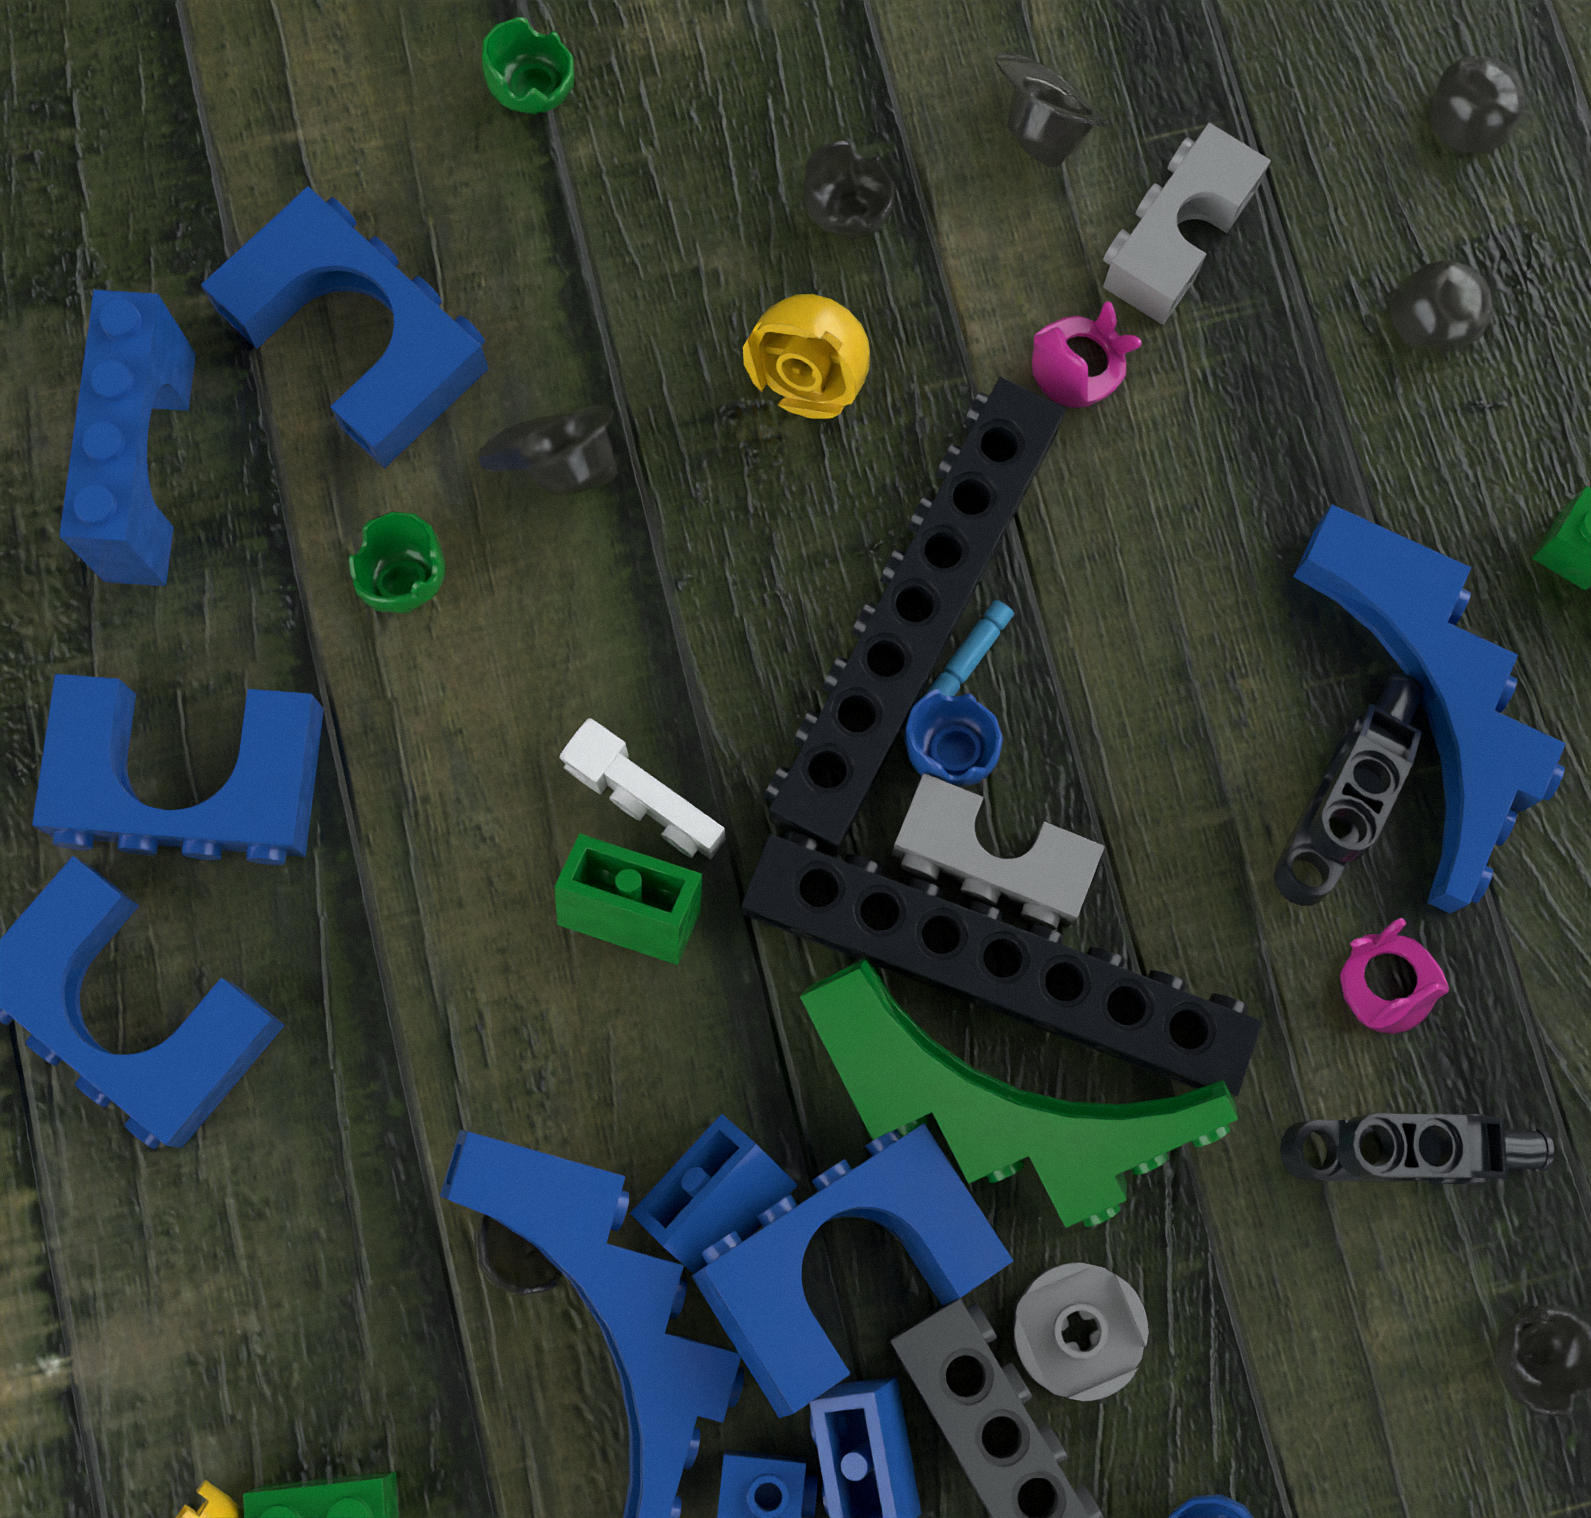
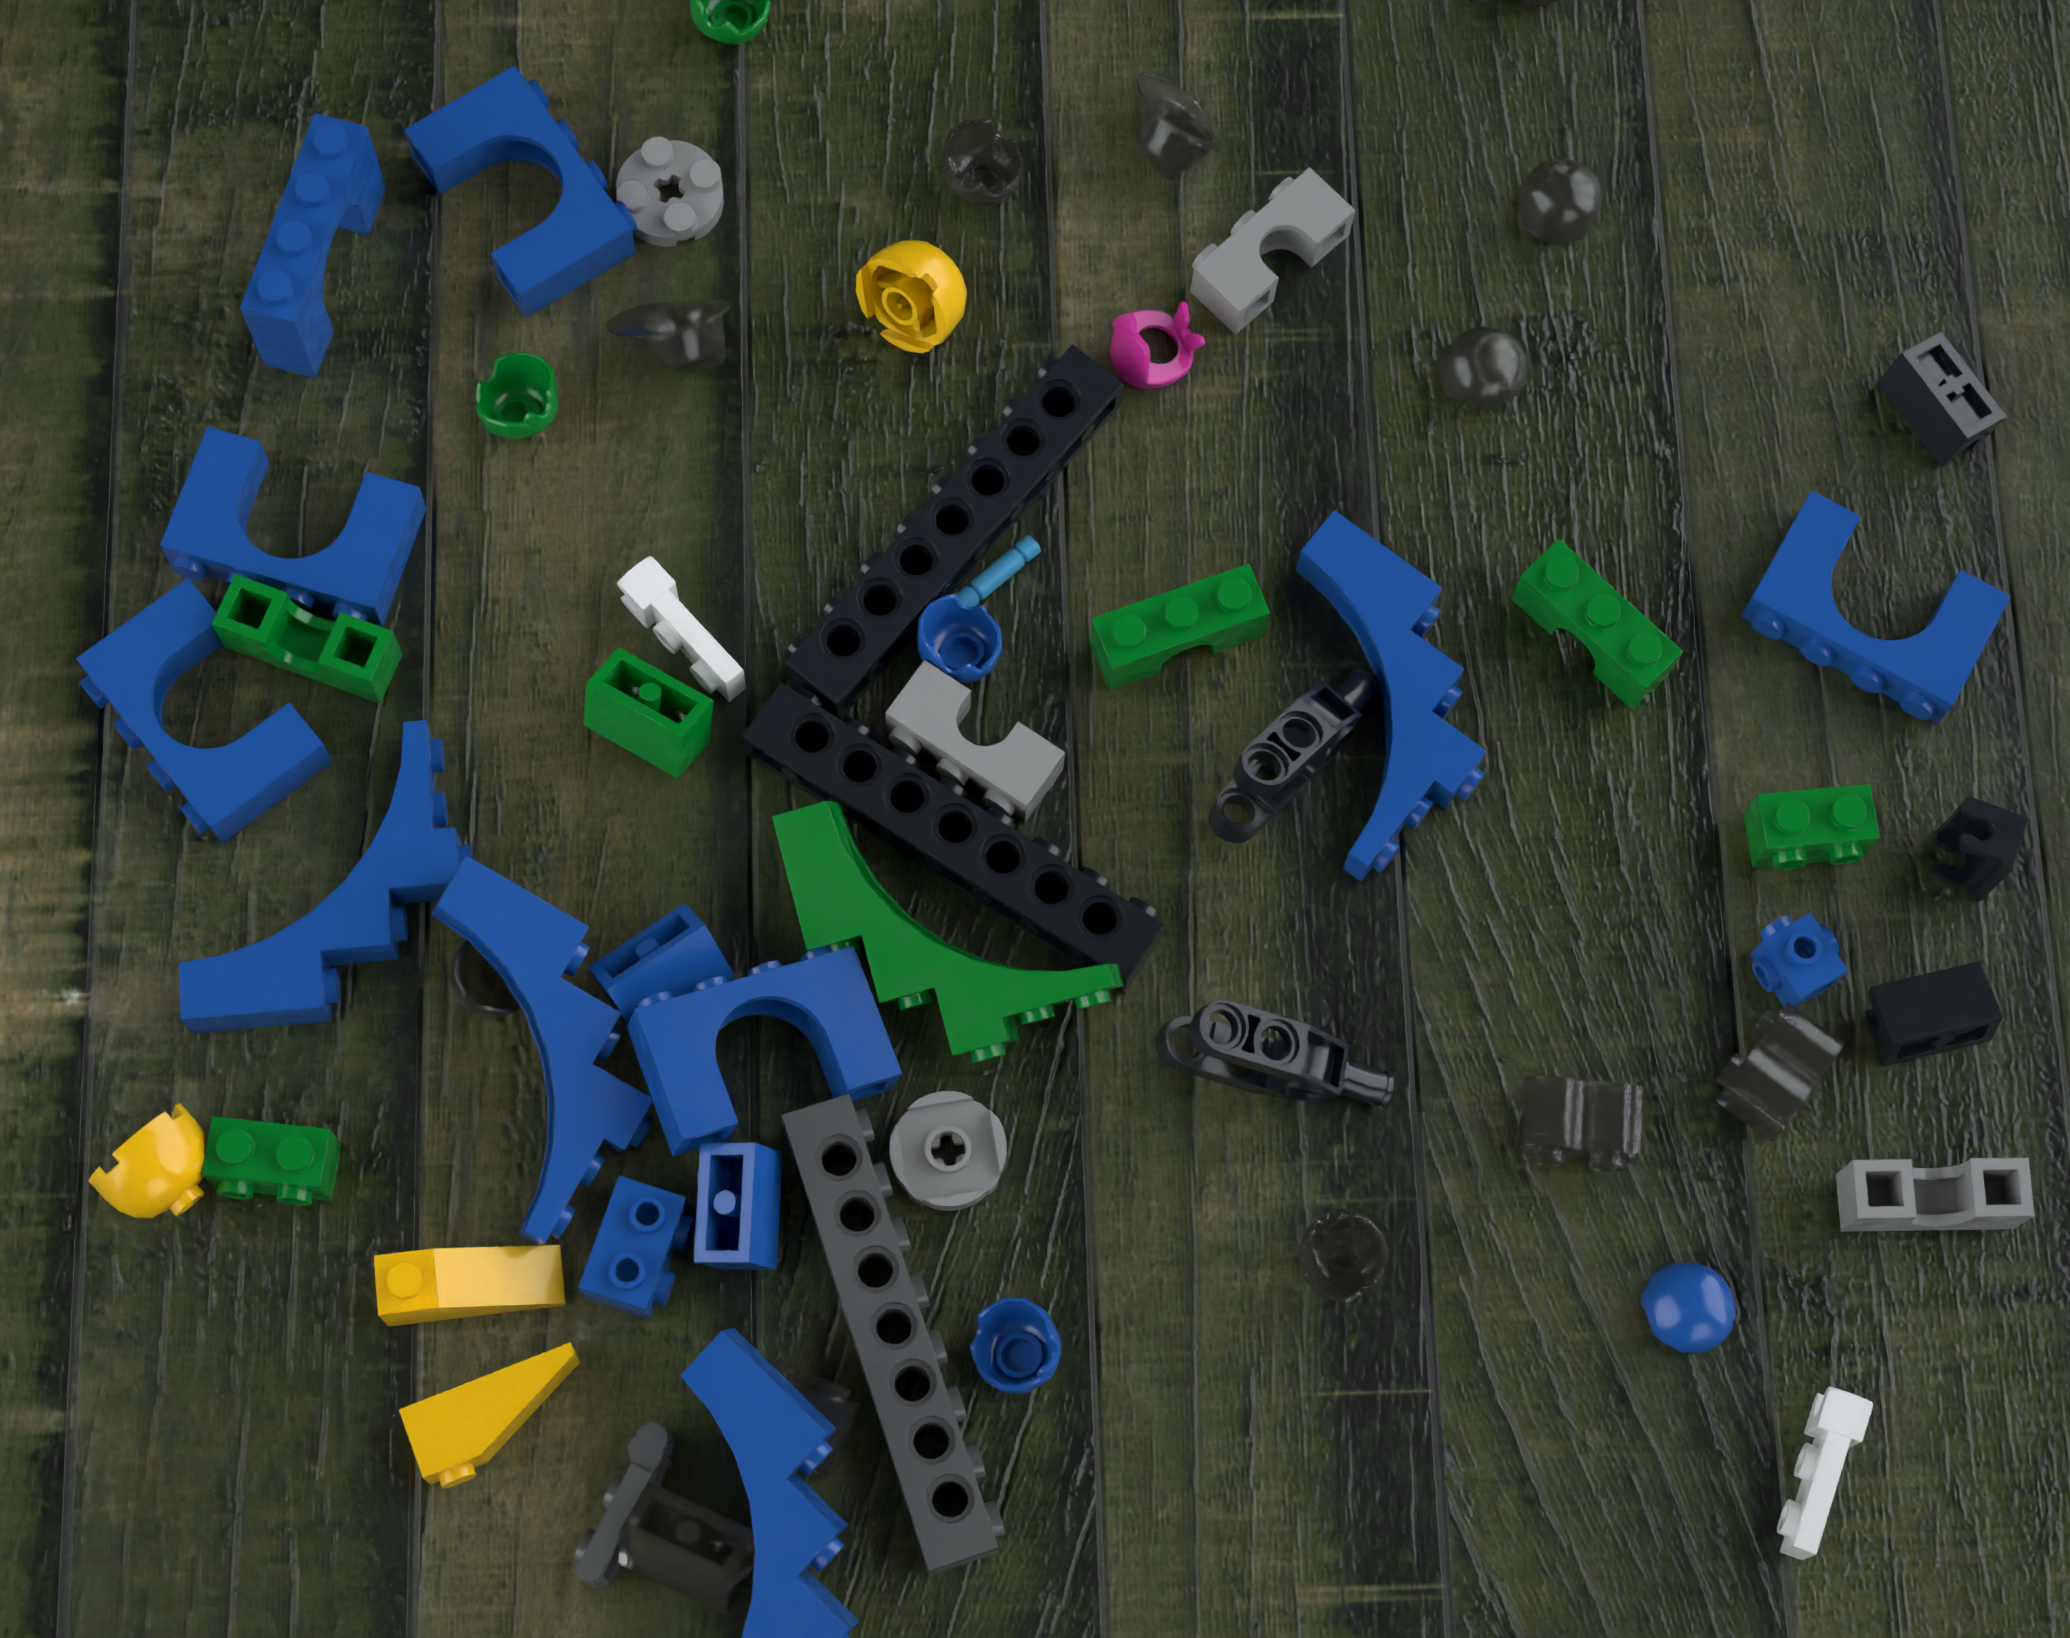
camera: 10 degrees right, 5 degrees down
(223, 899) = (278, 632): none -> green arch
(361, 1209) = (290, 973): none -> blue arch
(503, 260) = (666, 163): none -> light grey plate
(1189, 669) = (1210, 612): none -> green arch
(1400, 1013) = (1286, 947): dark pink piece -> none

